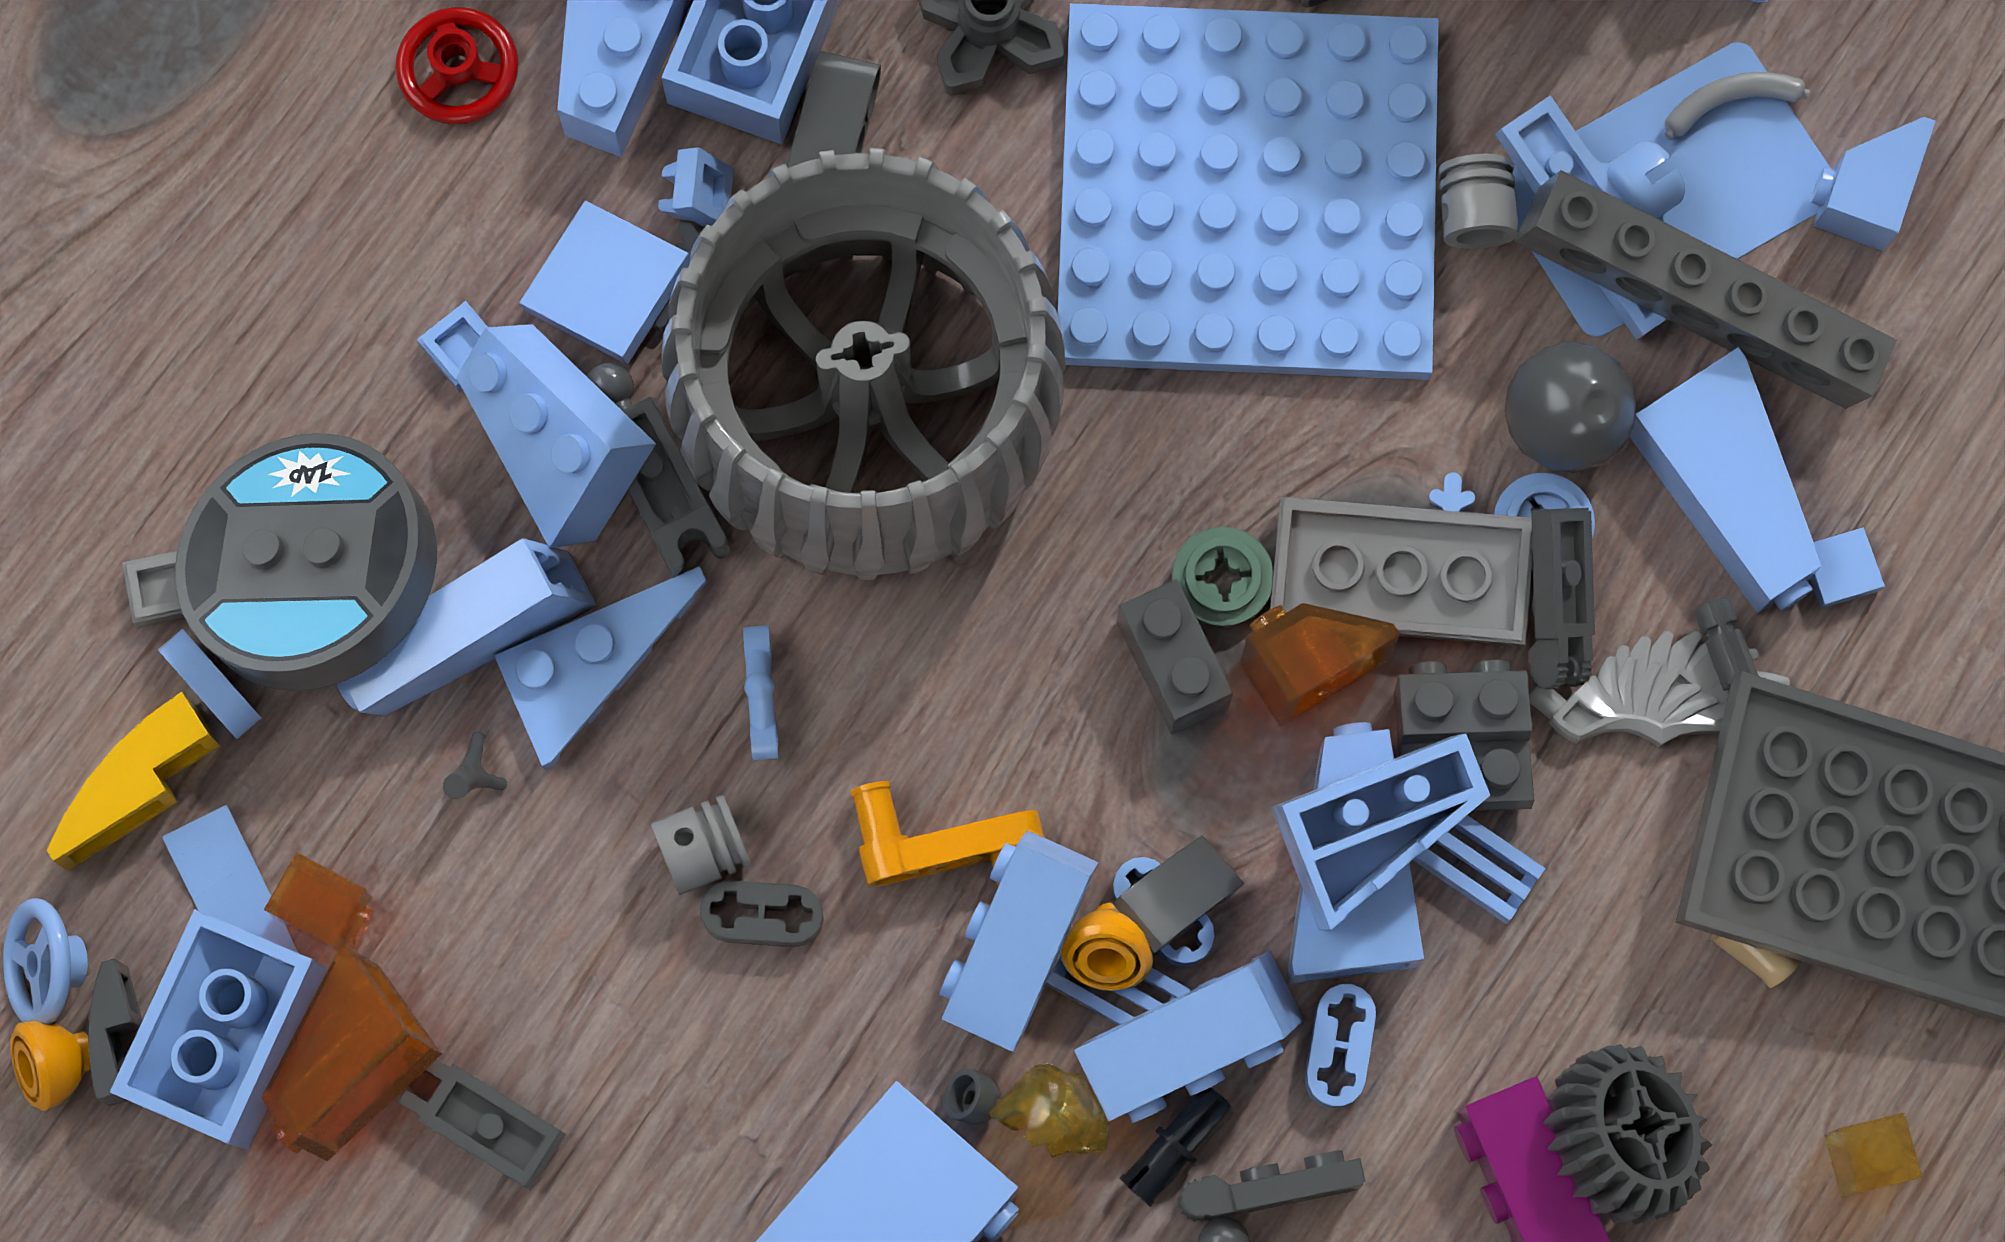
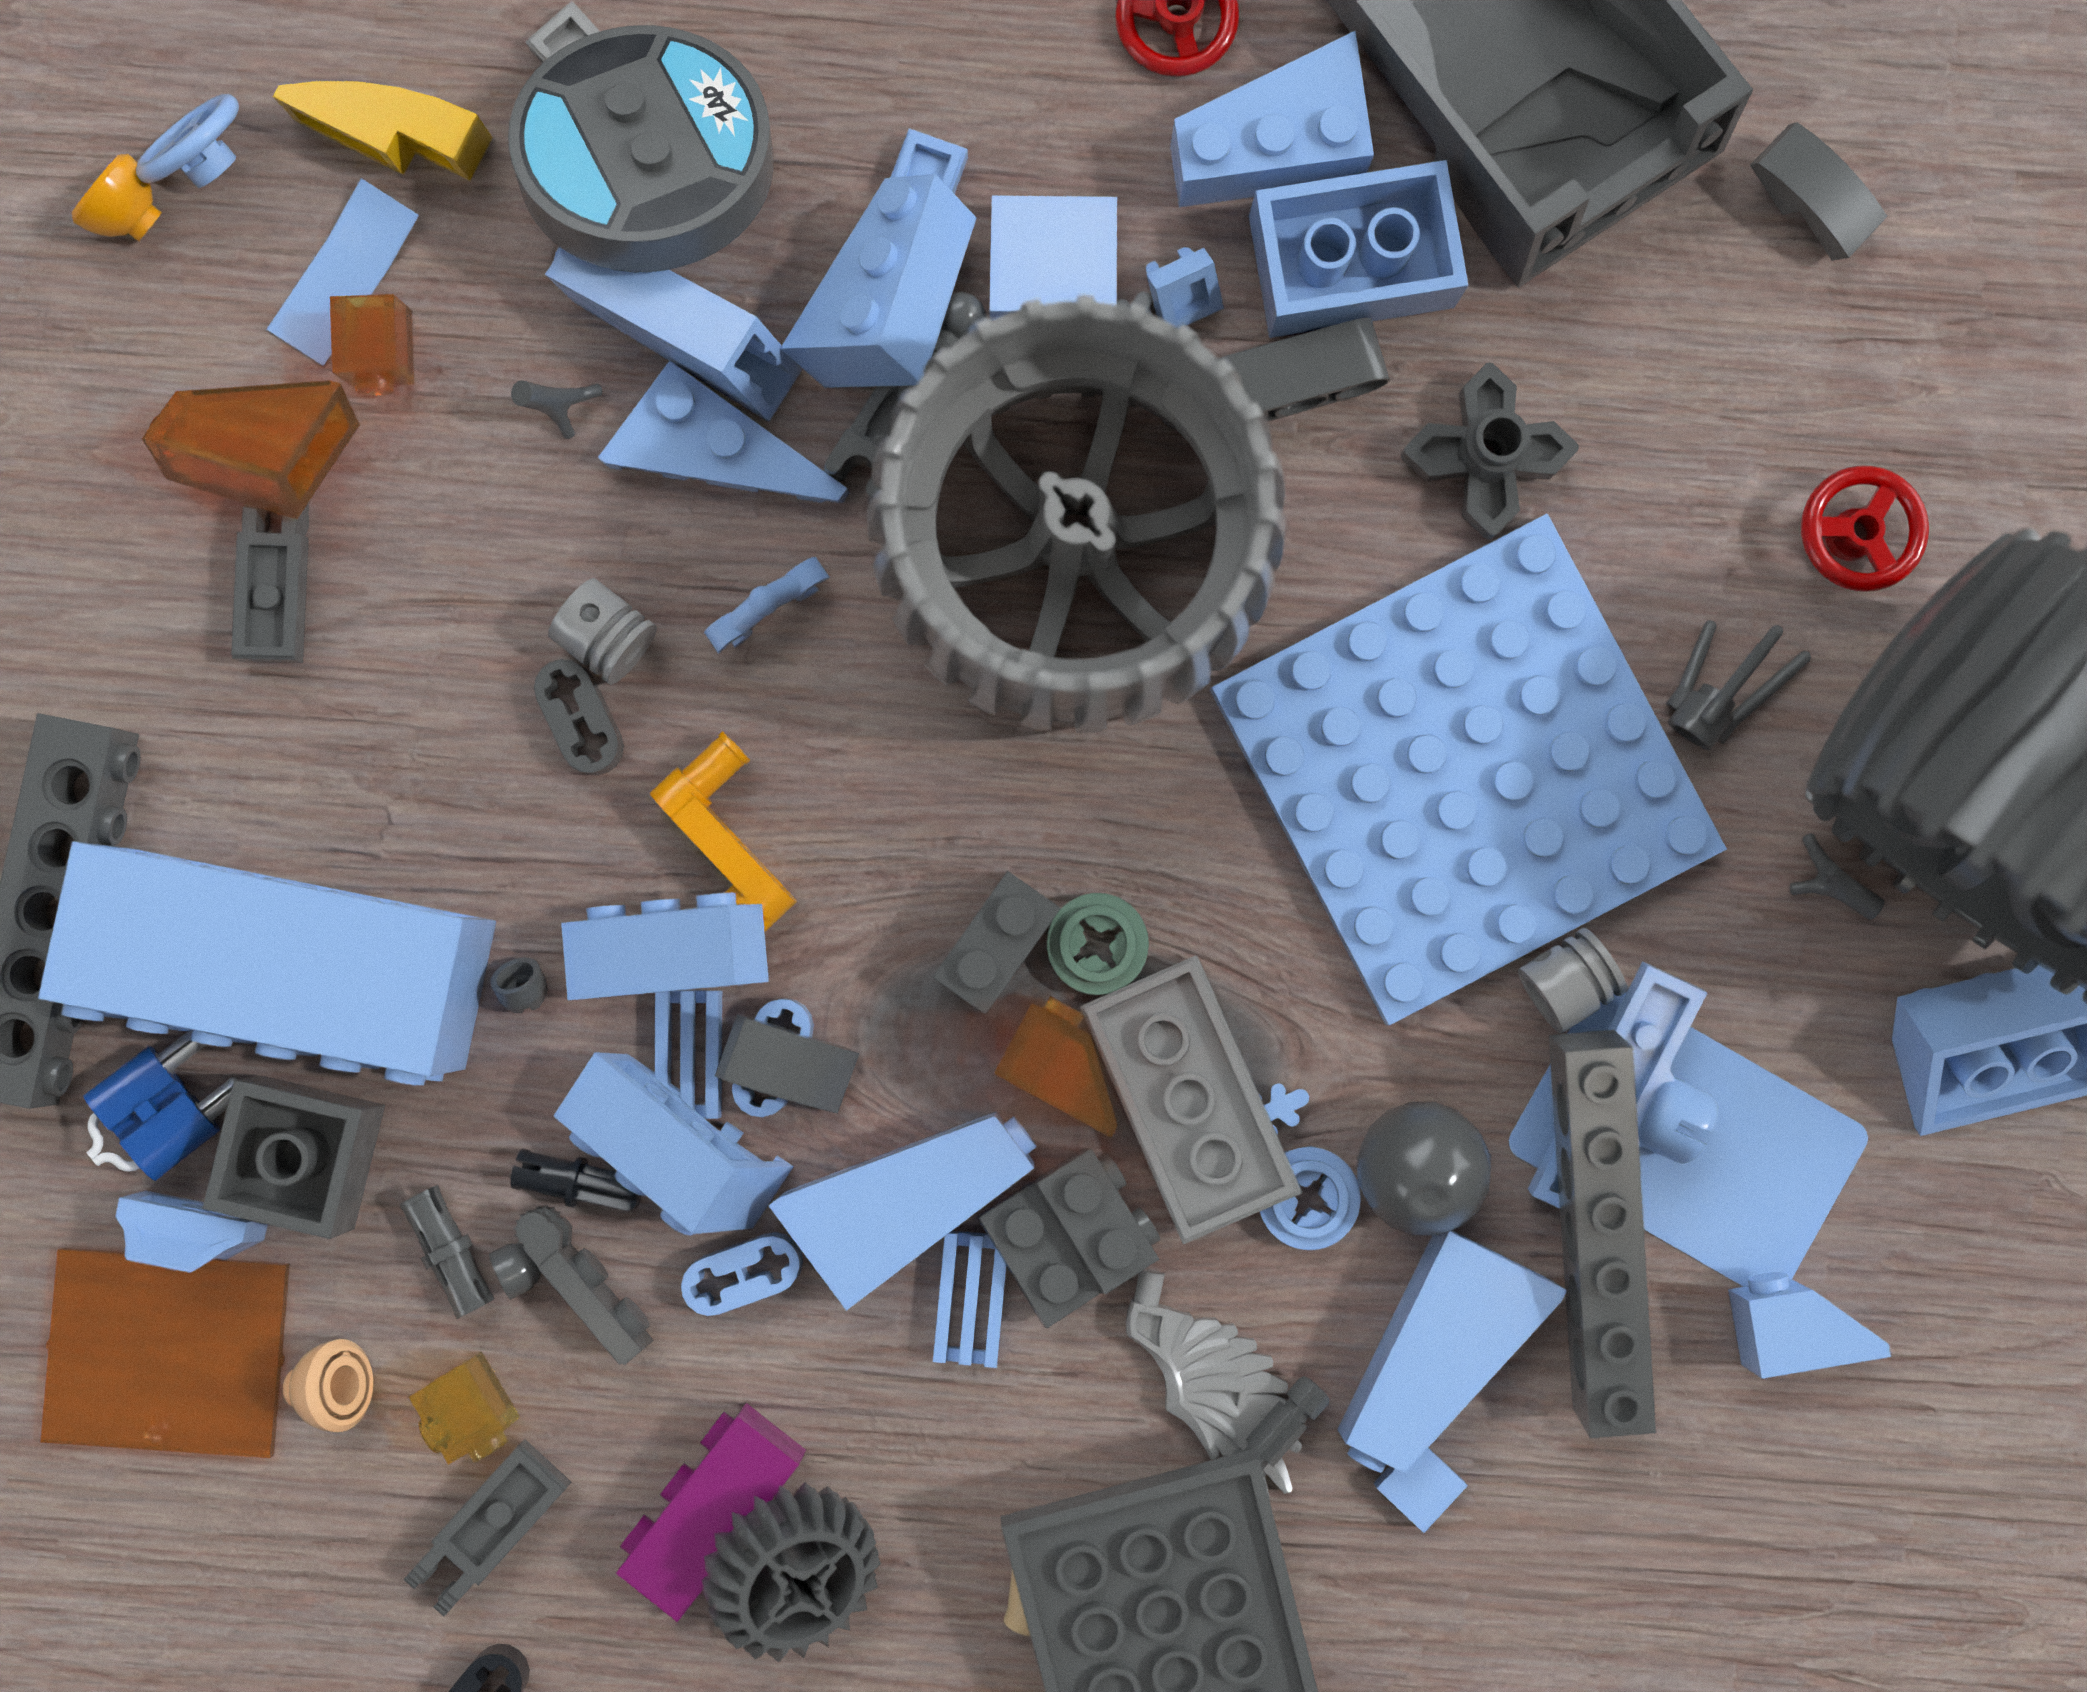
camera: 65 degrees right, 10 degrees up
(112, 1014) = (190, 224): dark grey slope -> none
(209, 684) = (492, 161): light blue beam -> none
(218, 1029) = (209, 321): light blue slope -> none
(1055, 1110) = (538, 1063): clear yellow hair -> none
(1107, 950) = (701, 1029): light orange brick -> none
(1373, 823) = (934, 1209): light blue wedge -> none
(1562, 597) = (1245, 1254): dark grey hinge -> none
(1729, 89) = (1815, 1147): light grey piece -> none

